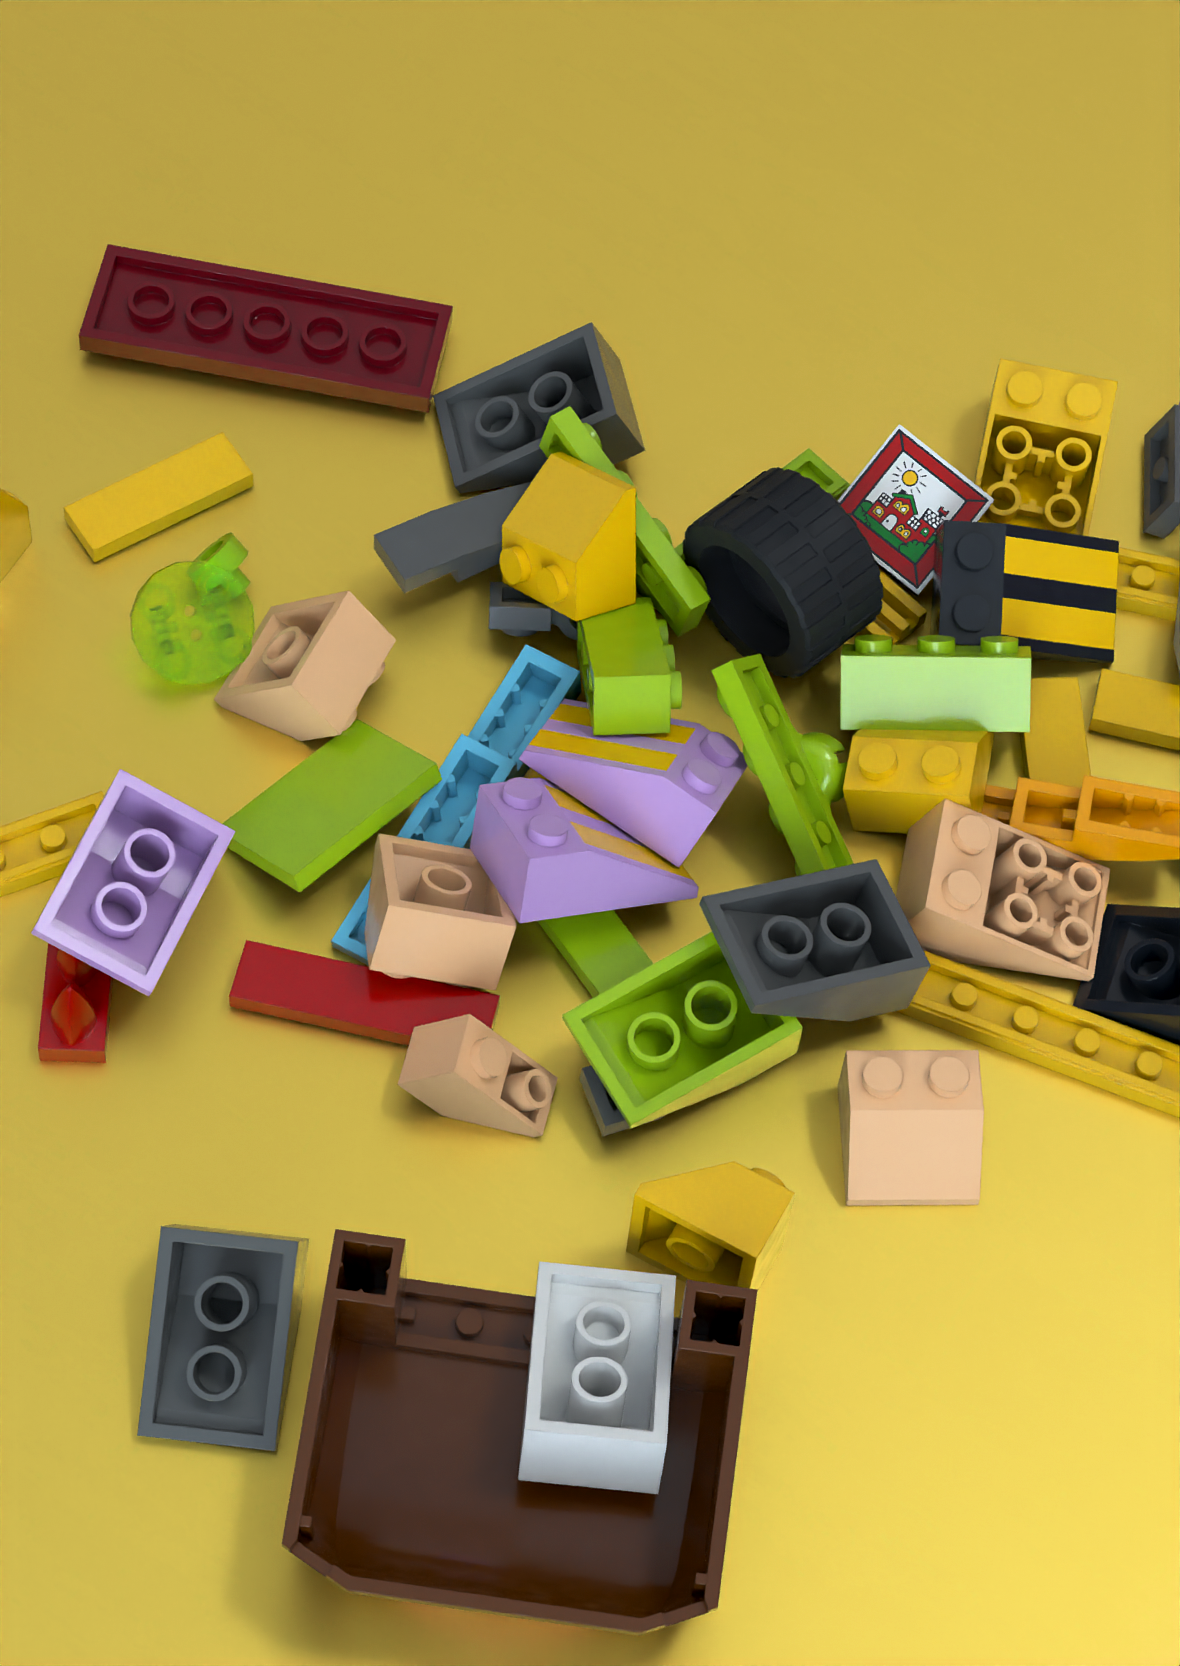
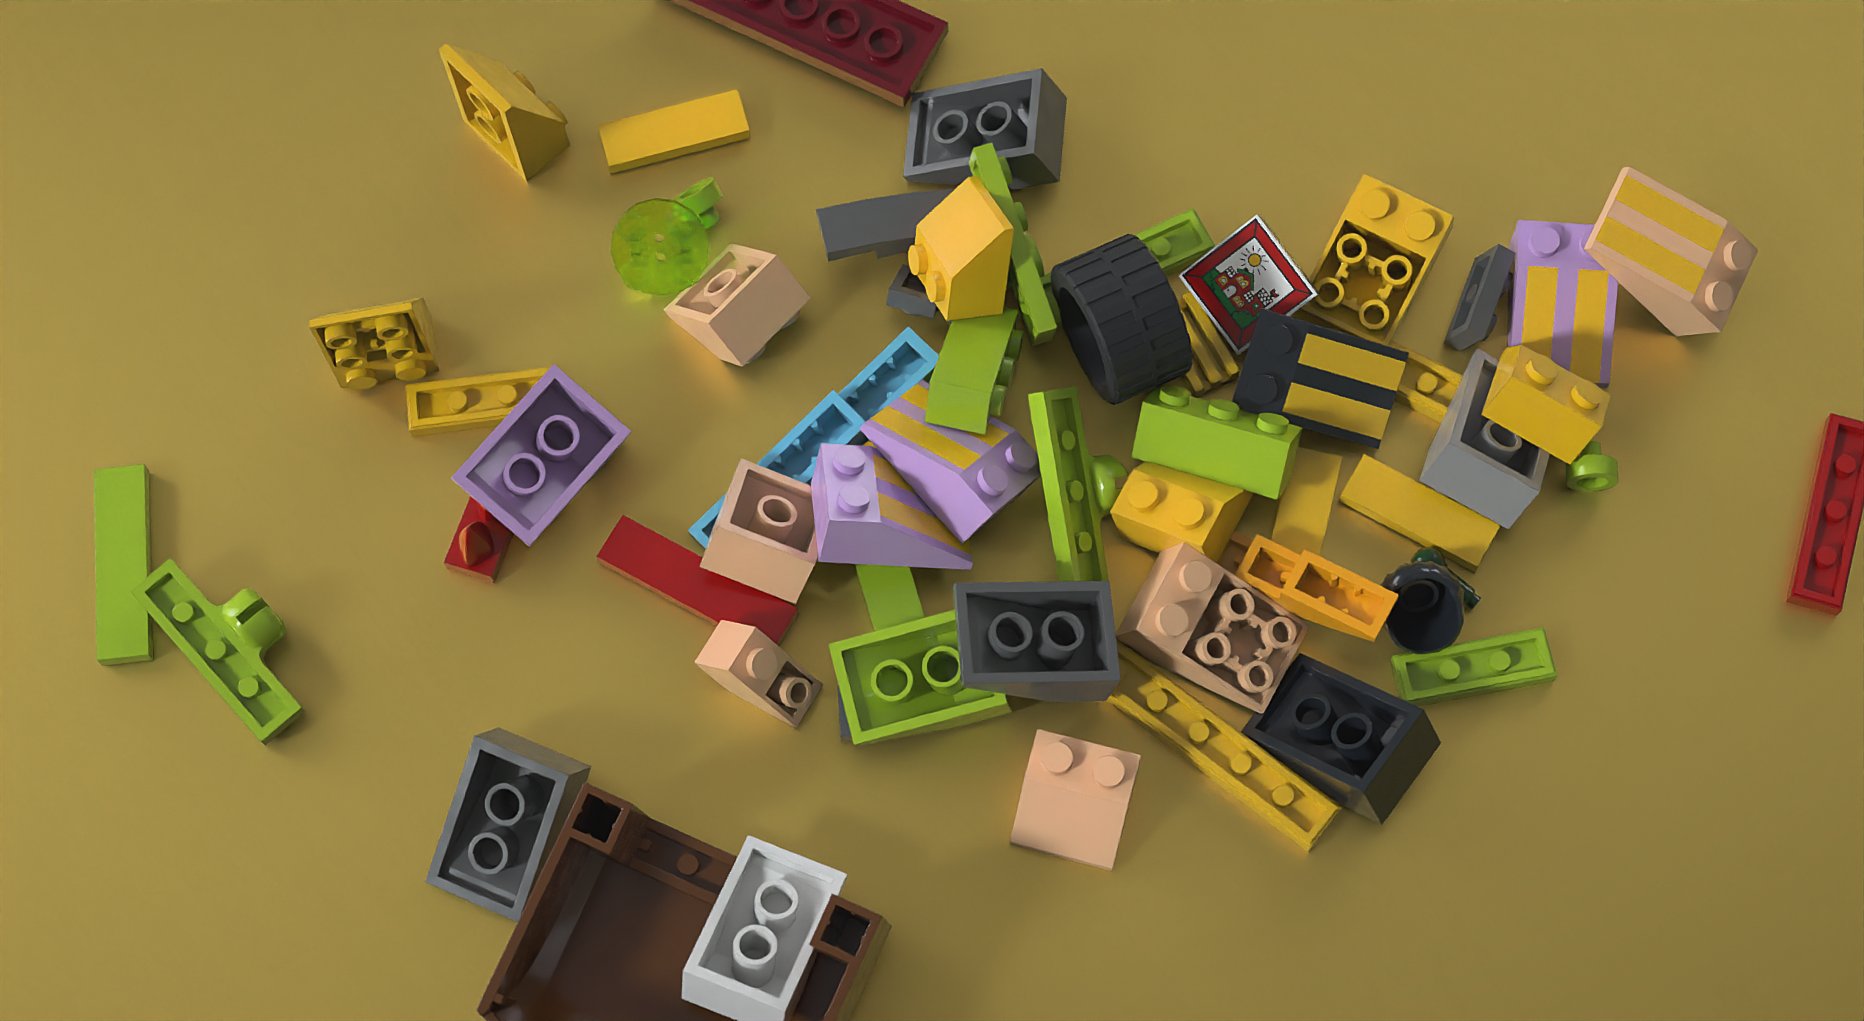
camera: 25 degrees right, 10 degrees up
(330, 804) = (717, 421): lime tile -> none
(712, 1224) = (892, 844): yellow slope -> none

